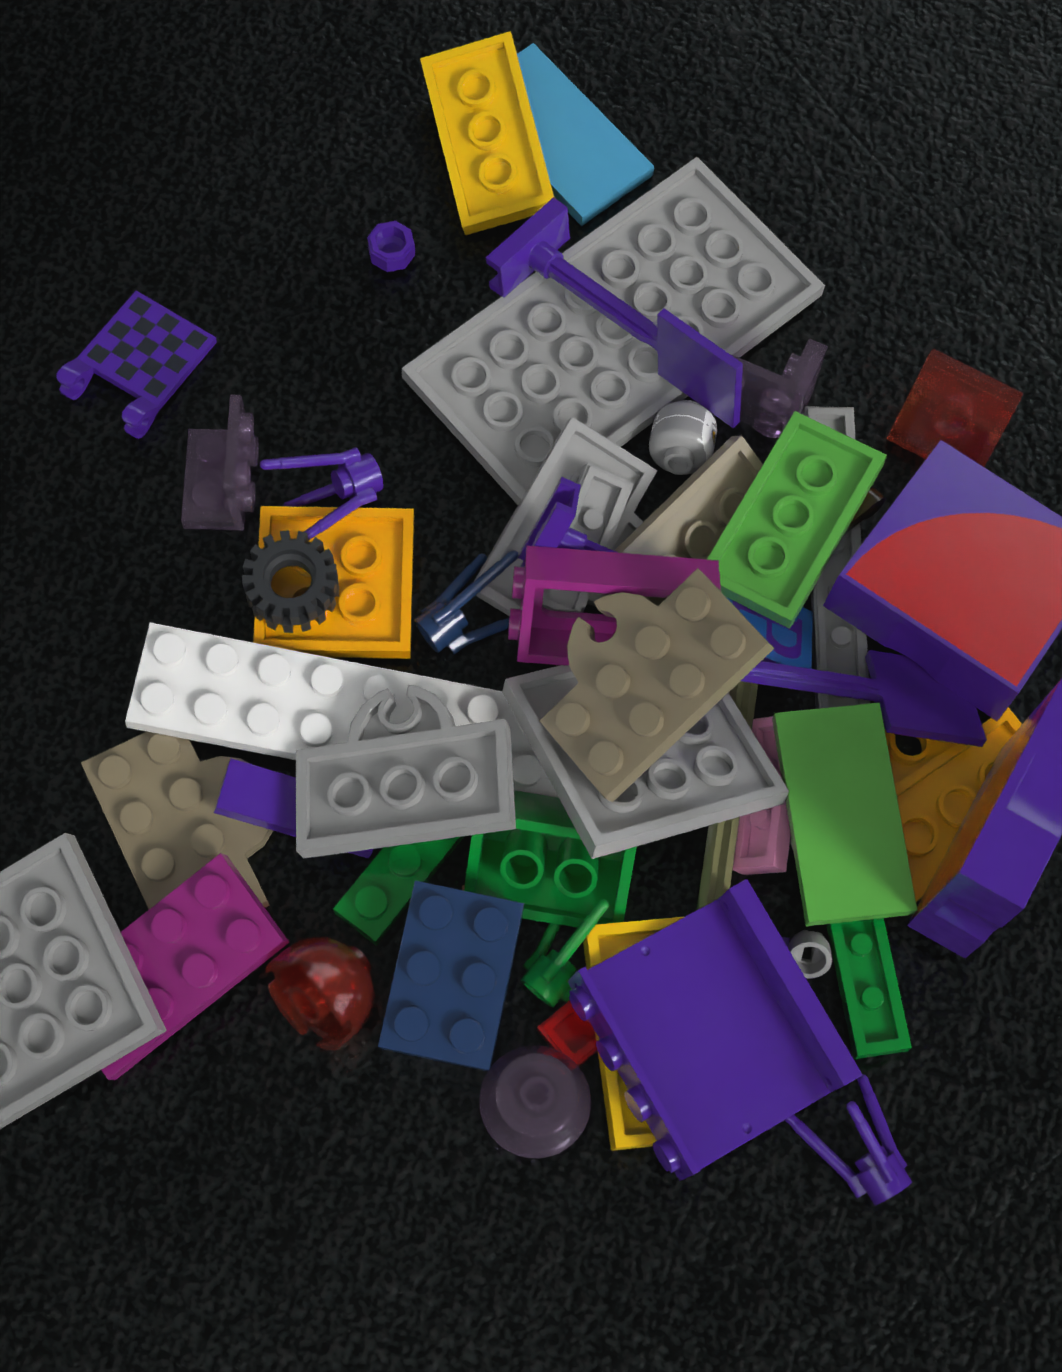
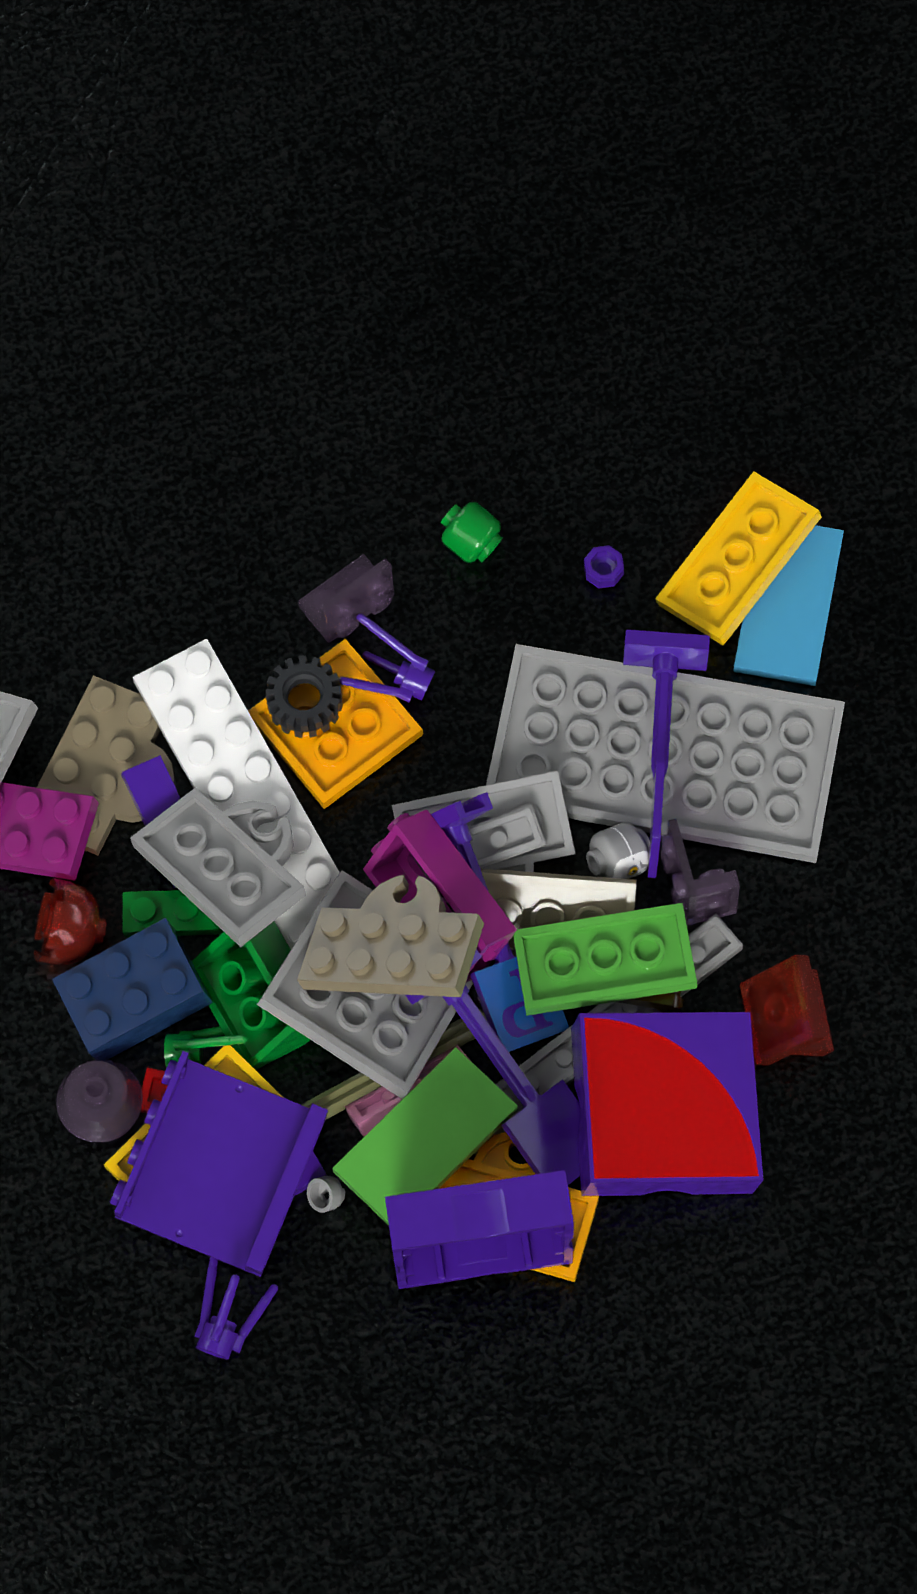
camera: 60 degrees right, 0 degrees up
(144, 354) = (393, 485): dark purple flag -> none
(256, 323) = (471, 532): none -> green head
(443, 620) = (364, 807): dark blue plant -> none
(868, 988) = (332, 1246): green plate -> none

